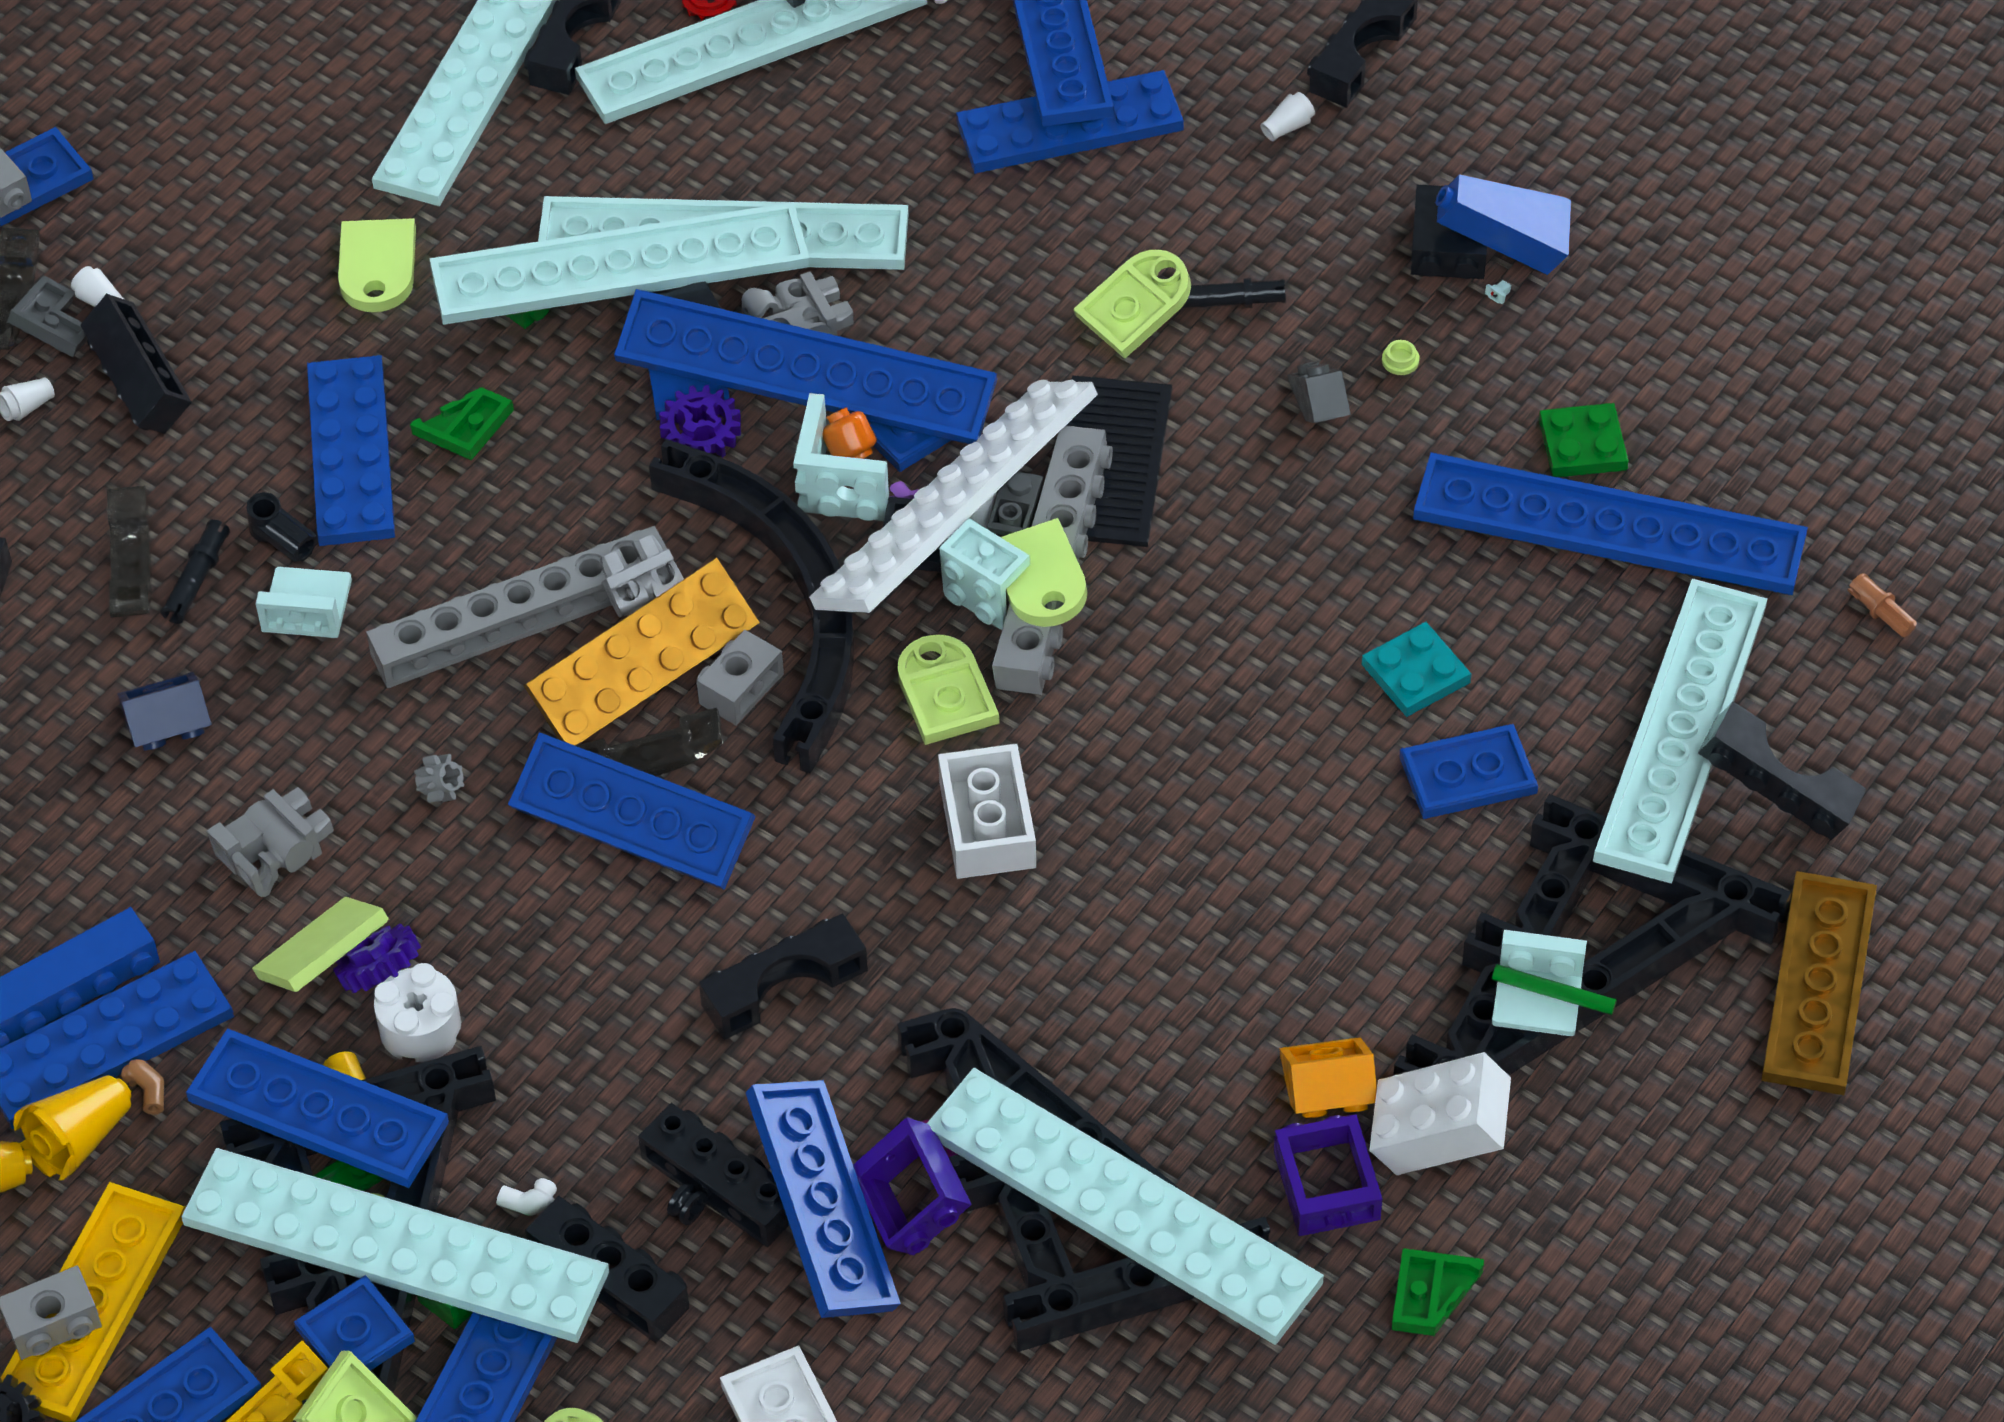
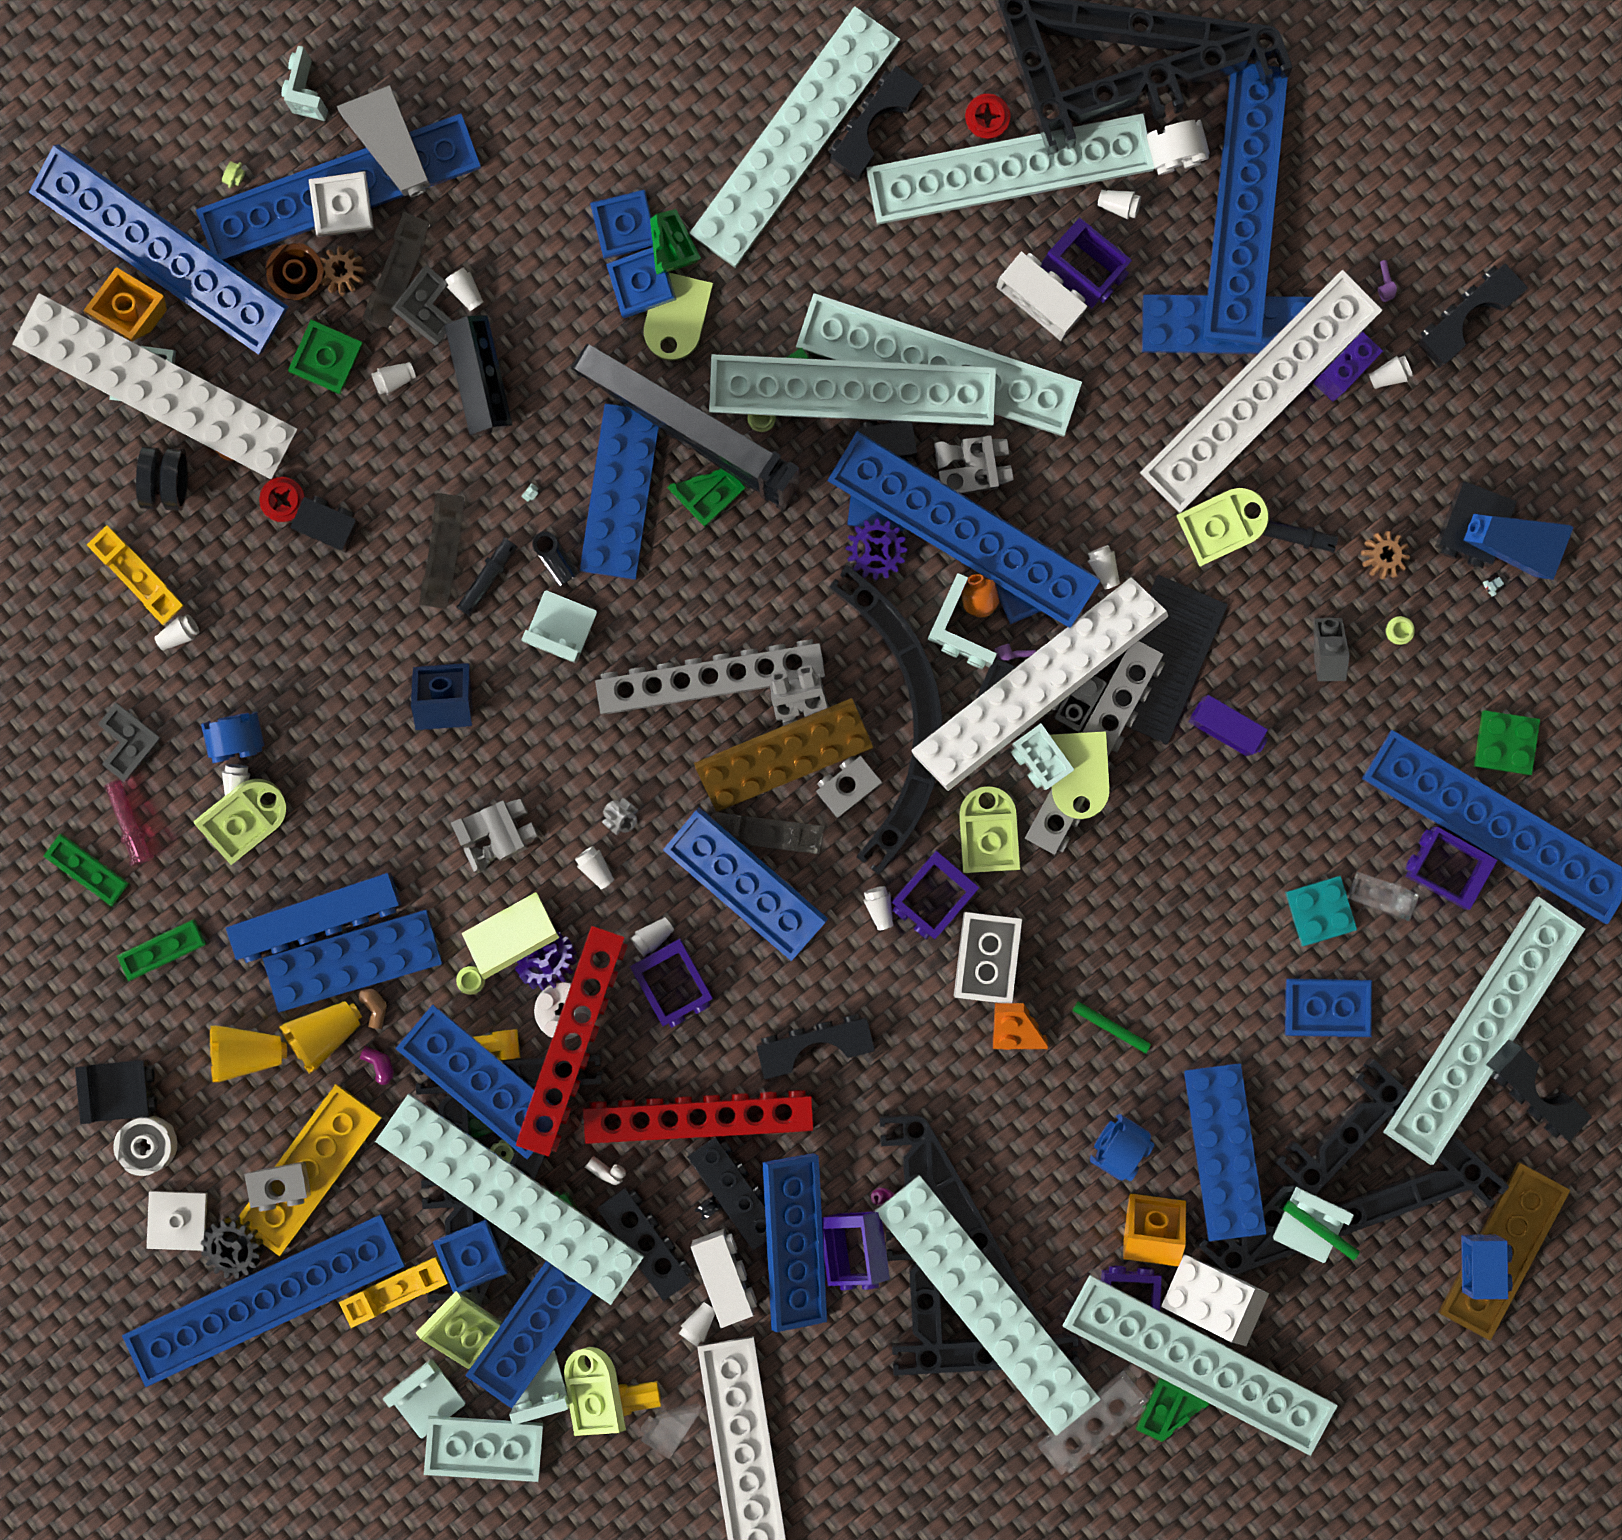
camera: 10 degrees right, 35 degrees up
(170, 1147) = (381, 1062): none -> magenta arm
(232, 477) = (530, 493): none -> light aqua piece
(277, 1019) = (470, 980): none -> yellowish green plate
(287, 192) = (623, 224): none -> blue tile
(323, 235) = (638, 285): none -> blue tile
(352, 188) = (671, 243): none -> green wing
(389, 310) = (713, 440): none -> black piece
(418, 846) = (594, 867): none -> white cone
(433, 1016) = (529, 1136): none -> red brick
(513, 333) = (761, 423): none -> yellowish green plate
(518, 906) = (652, 936): none -> white cone
(540, 921) = (697, 1005): none -> dark purple window
(629, 1114) = (598, 1132): none -> red brick
(712, 1355) = (698, 1324): none -> white cone
(732, 1269) = (724, 1277): none -> white brick
(822, 797) = (879, 906): none -> white cone
(828, 129) = (1042, 295): none -> white brick
(873, 89) = (1100, 250): none -> dark purple window
(899, 36) = (1120, 202): none -> white cone
(907, 737) = (955, 875): none -> dark purple window
(1008, 384) = (1105, 567): none -> white cone
(1052, 881) = (1016, 1028): none -> orange wing
(1130, 163) = (1260, 391): none -> white plate
(1184, 862) = (1111, 1027): none -> green bar
(1210, 506) = (1228, 726): none -> dark purple window
(1229, 107) = (1347, 366): none -> dark purple window
(1246, 979) = (1122, 1148): none -> blue brick
(1251, 46) = (1388, 290): none -> medium lavender hand
(1350, 286) = (1394, 560): none -> medium nougat gear
(1353, 1277) = (1119, 1388): none -> clear brick
(1390, 954) = (1224, 1152): none -> blue plate
(1452, 1206) = (1199, 1365): none -> light aqua plate
(1492, 626) = (1383, 896): none -> clear slope
(1566, 551) = (1474, 883): none -> dark purple window
(1795, 975) = (1486, 1266): none -> blue brick

